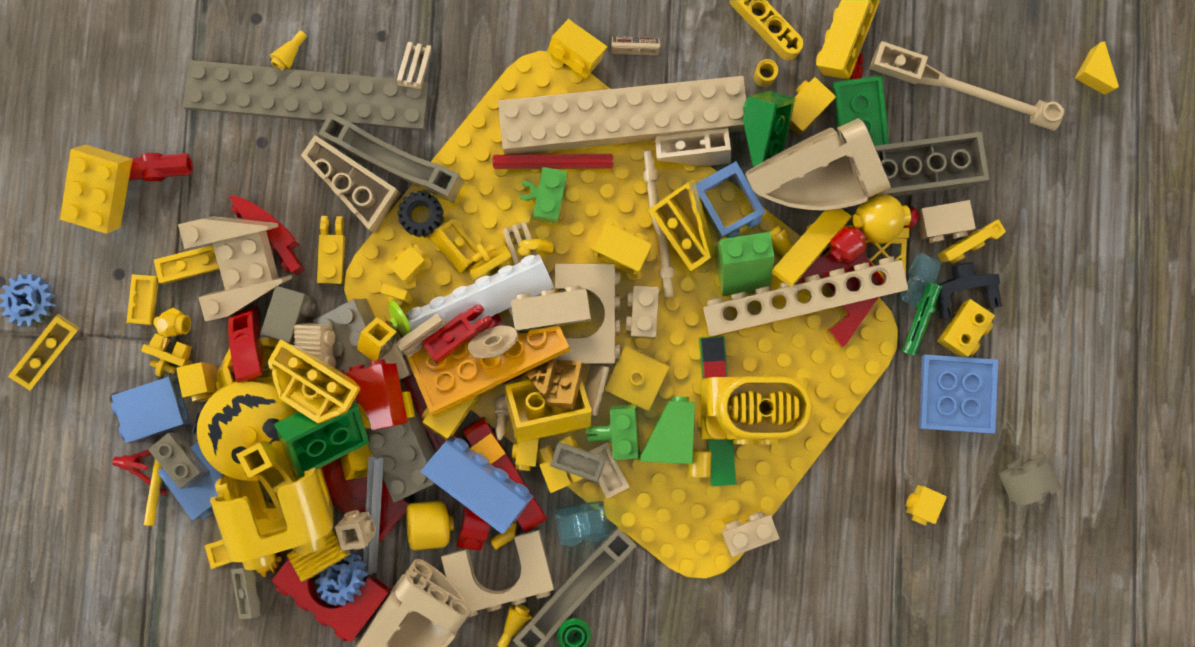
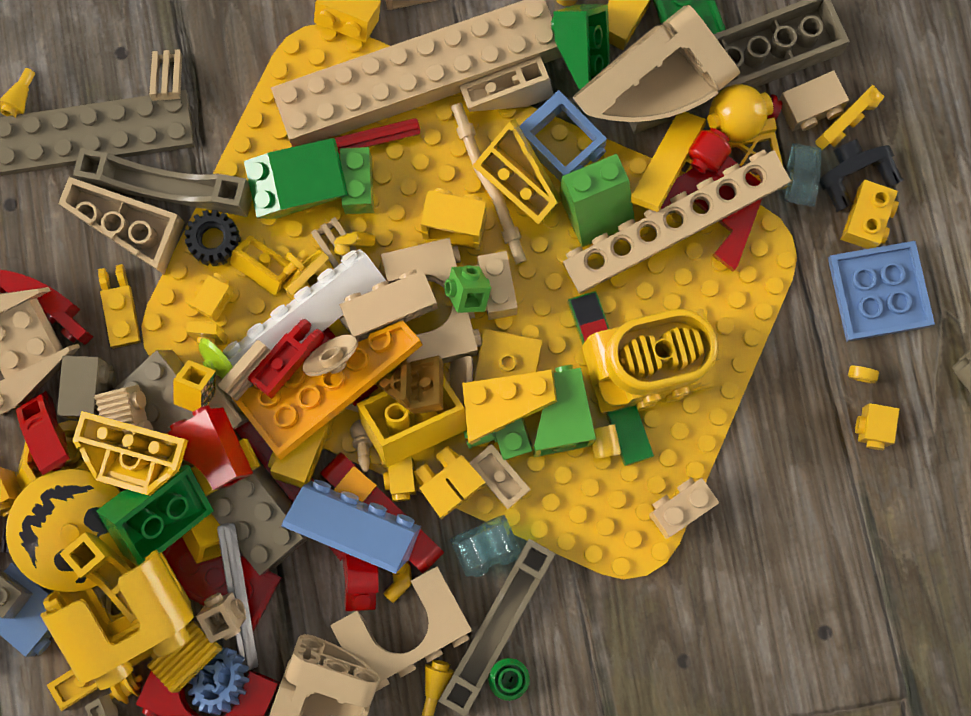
camera: 10 degrees left, 5 degrees down
(428, 525) = (306, 593): yellow head -> none
(500, 183) = (295, 178): none -> green slope
(578, 462) = (463, 472): dark tan plate -> none
(619, 313) = (468, 289): none -> bright green brick
(626, 413) = (503, 400): none -> yellow wing
(780, 240) = (633, 166): yellow cone -> none
(922, 317) = (816, 215): green pin -> none
(925, 459) = (863, 374): none -> yellow tile

